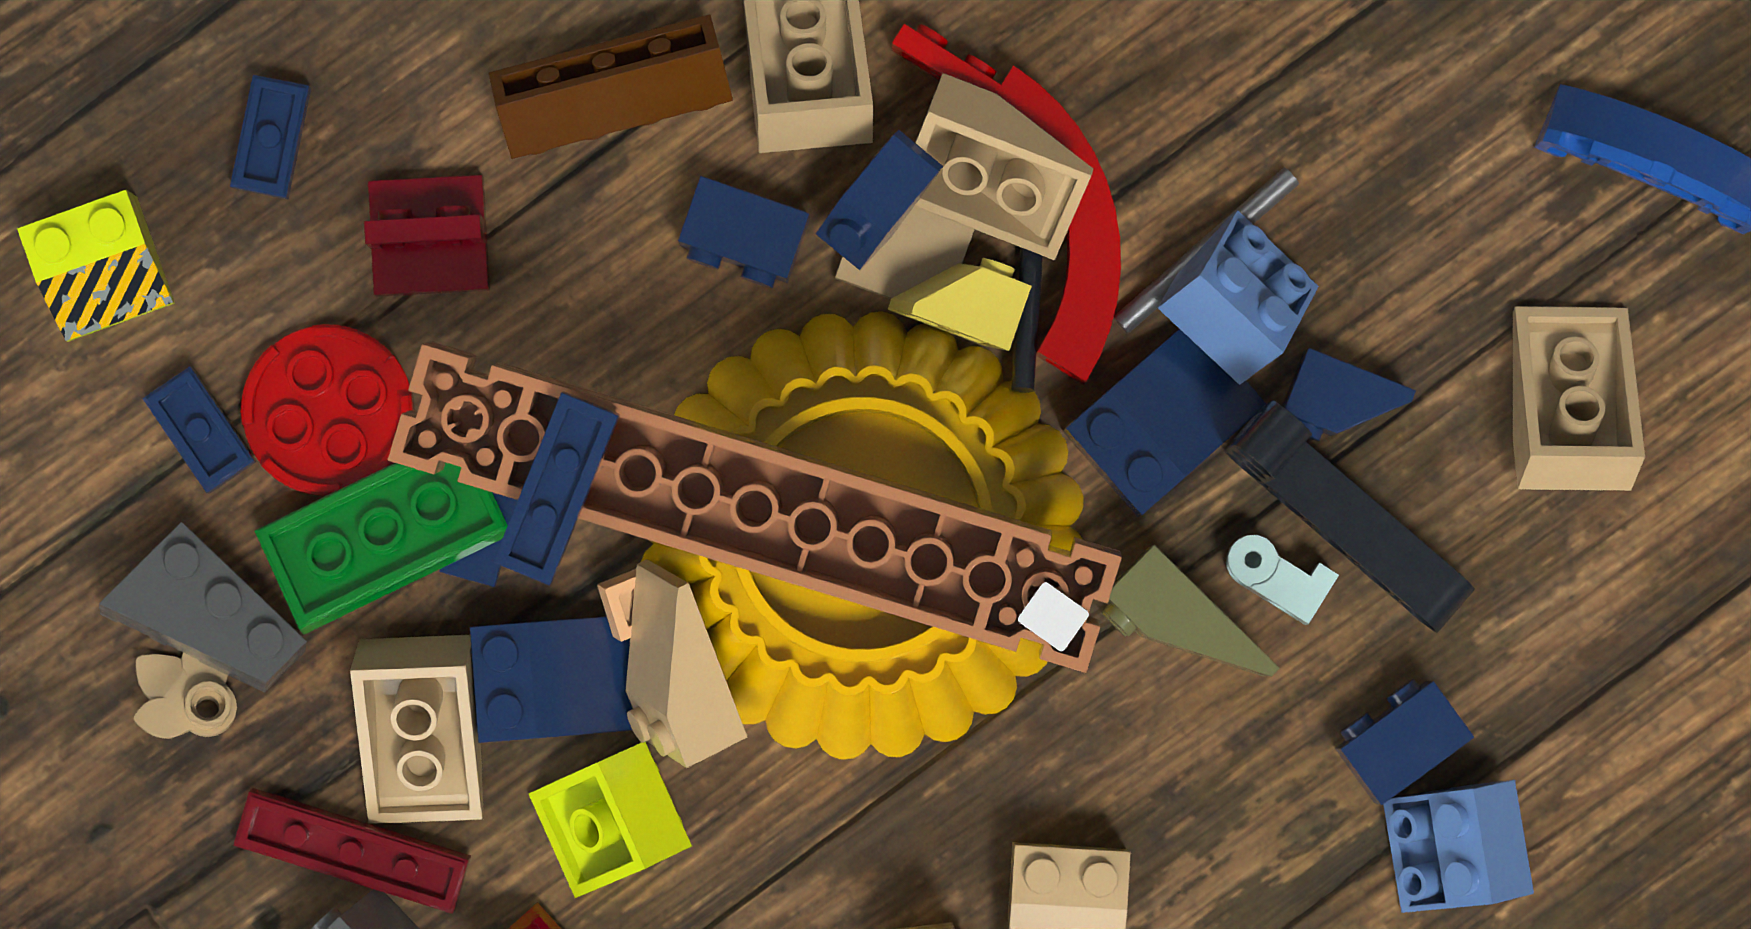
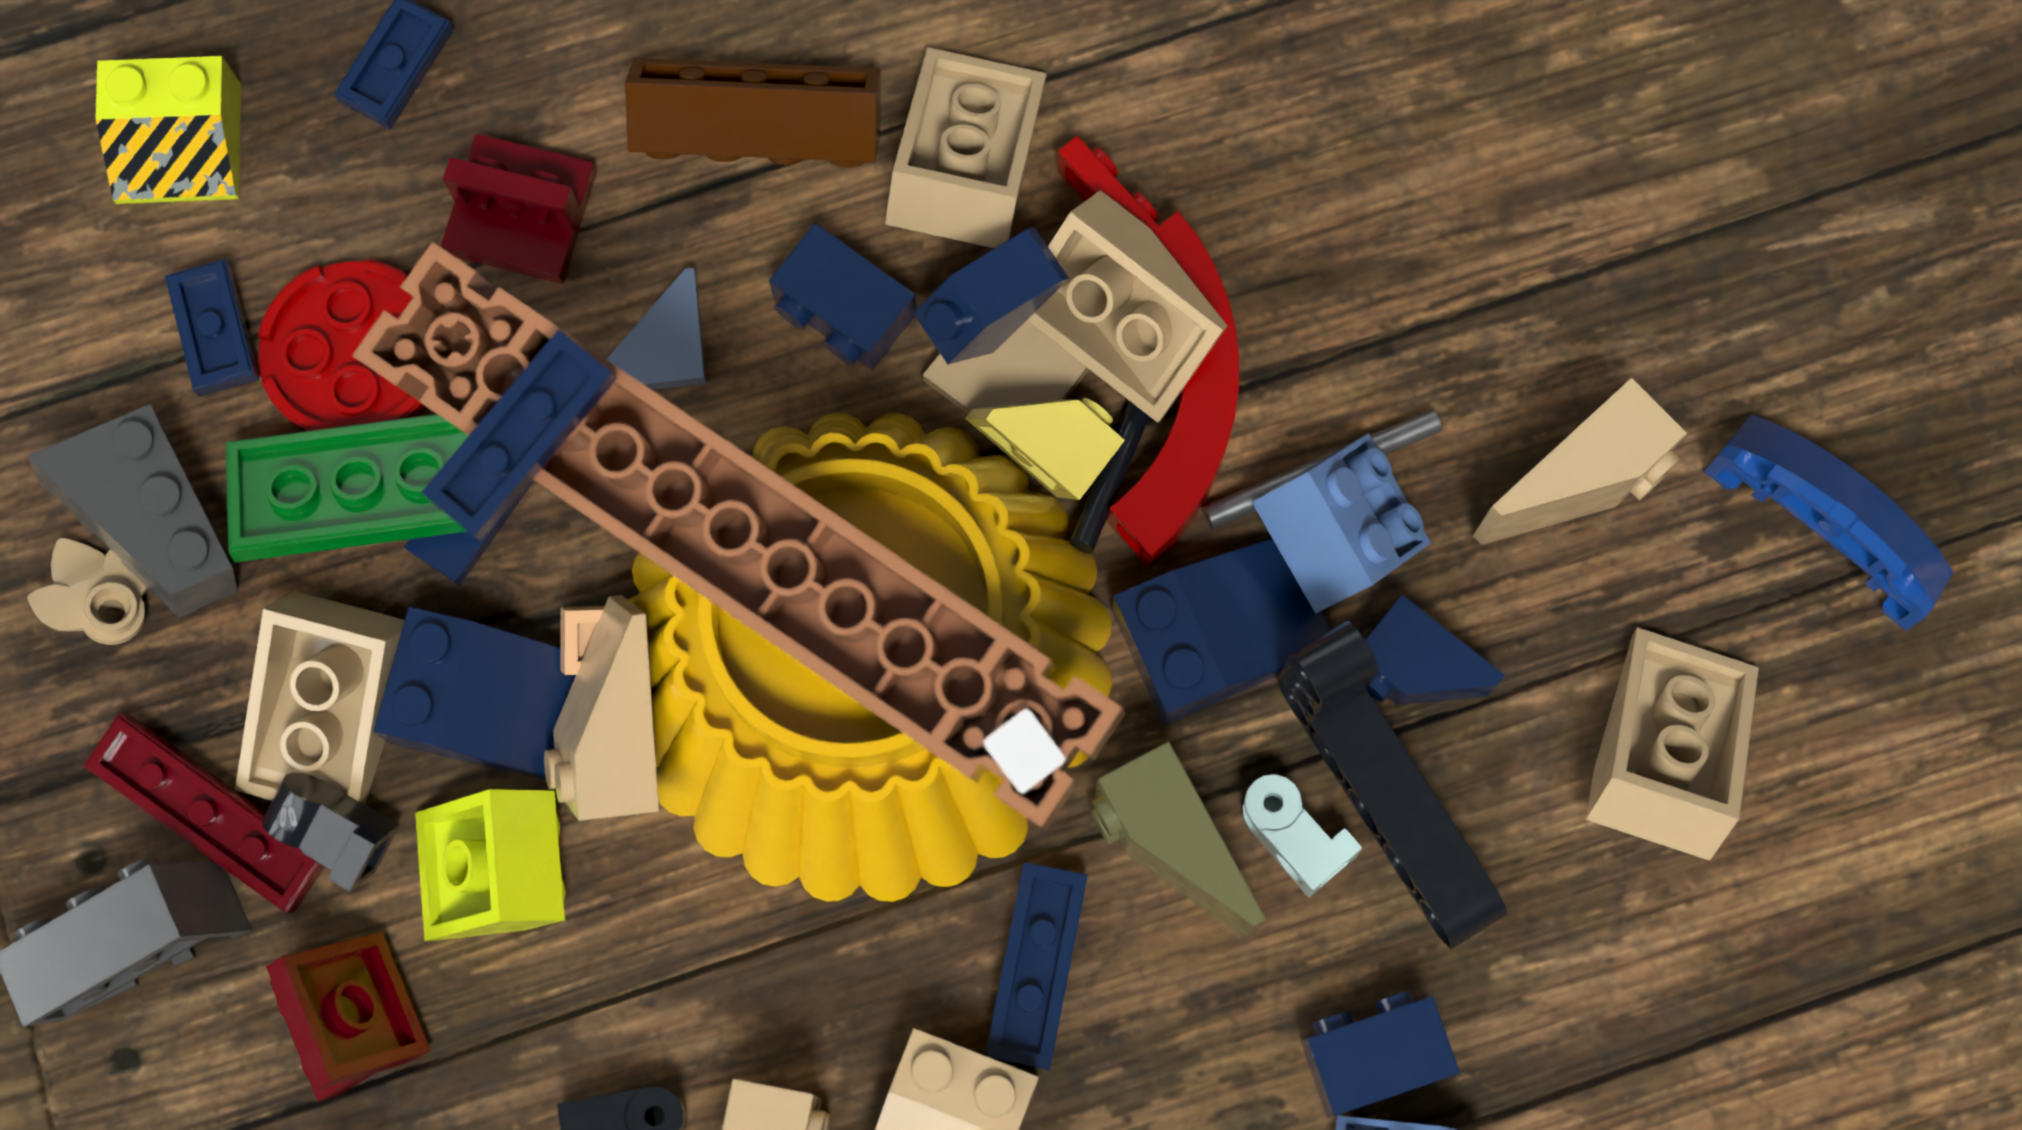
camera: 25 degrees right, 10 degrees down
(464, 831) = (329, 828): none -> black leg
(599, 321) = (668, 340): none -> sand blue tile
(1096, 757) = (1036, 966): none -> dark blue plate
(1448, 171) = (1606, 458): none -> tan slope

